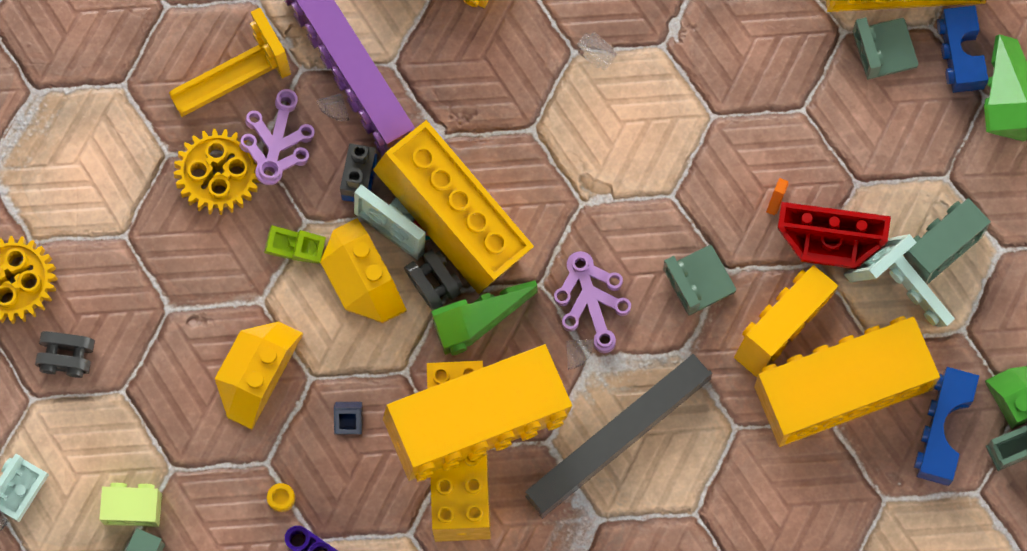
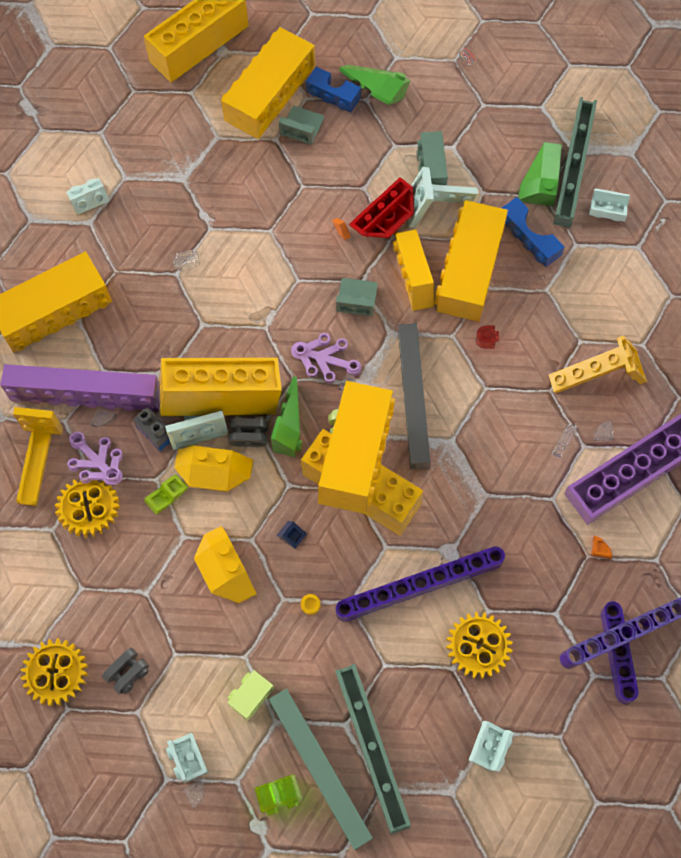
camera: 55 degrees left, 5 degrees down
(762, 469) = (487, 337): none -> clear red plate

